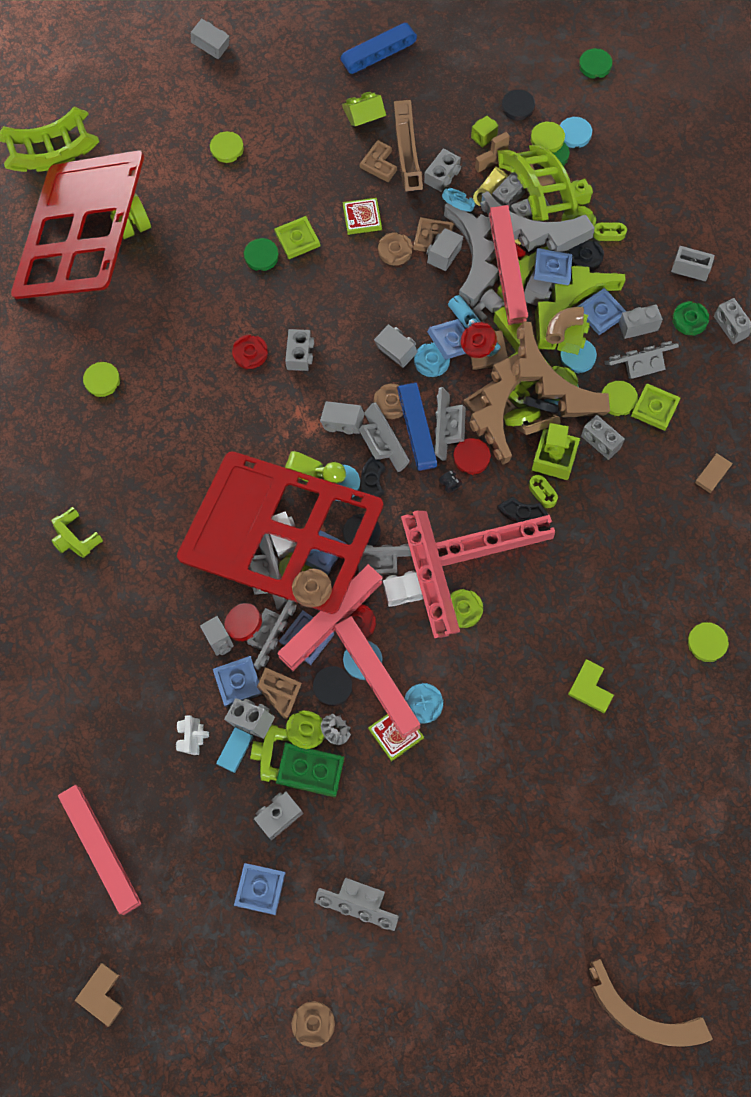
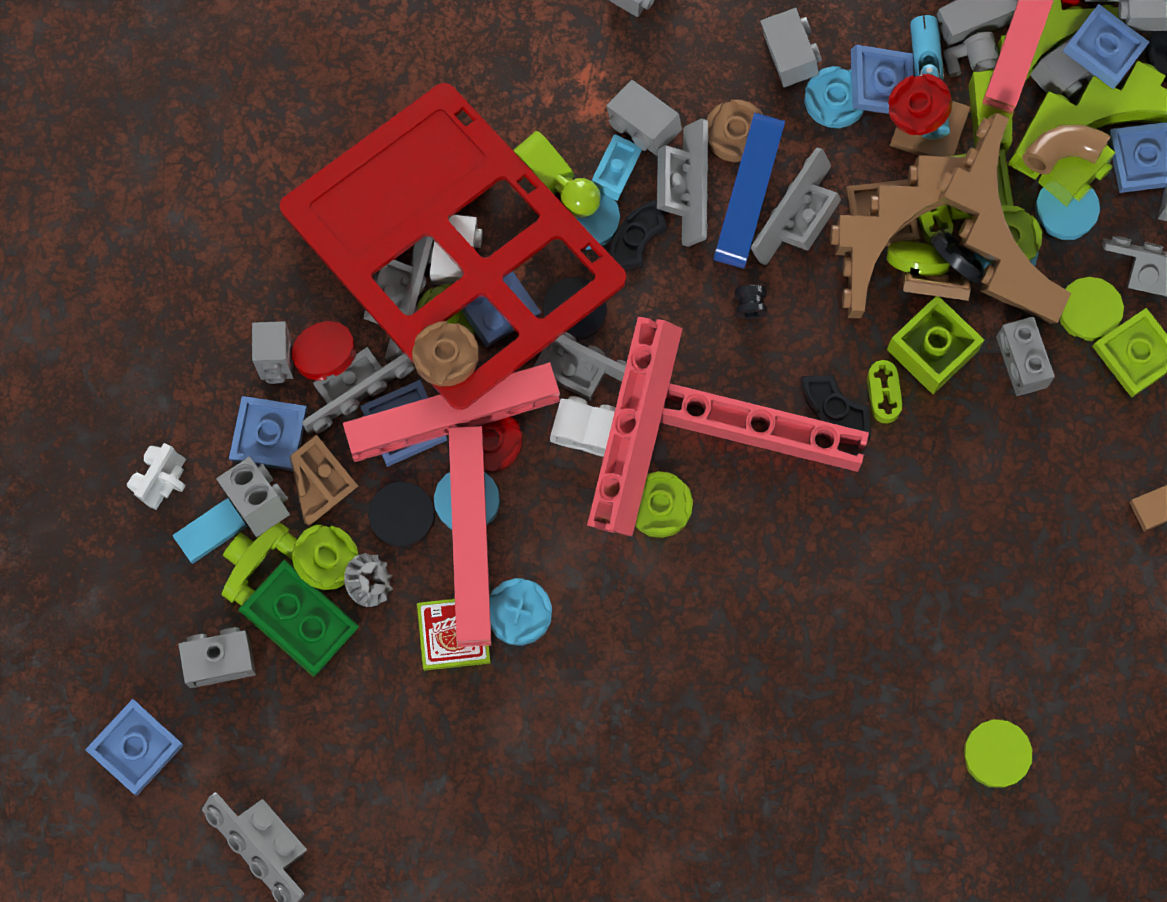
camera: 25 degrees right, 5 degrees up
(66, 539) = (138, 92): lime connector -> none
(342, 449) = (616, 167): none -> medium azure plate
(472, 456) = (808, 280): red tile -> none
(557, 439) = (944, 323): lime brick -> none
(585, 687) = (770, 721): lime tile -> none

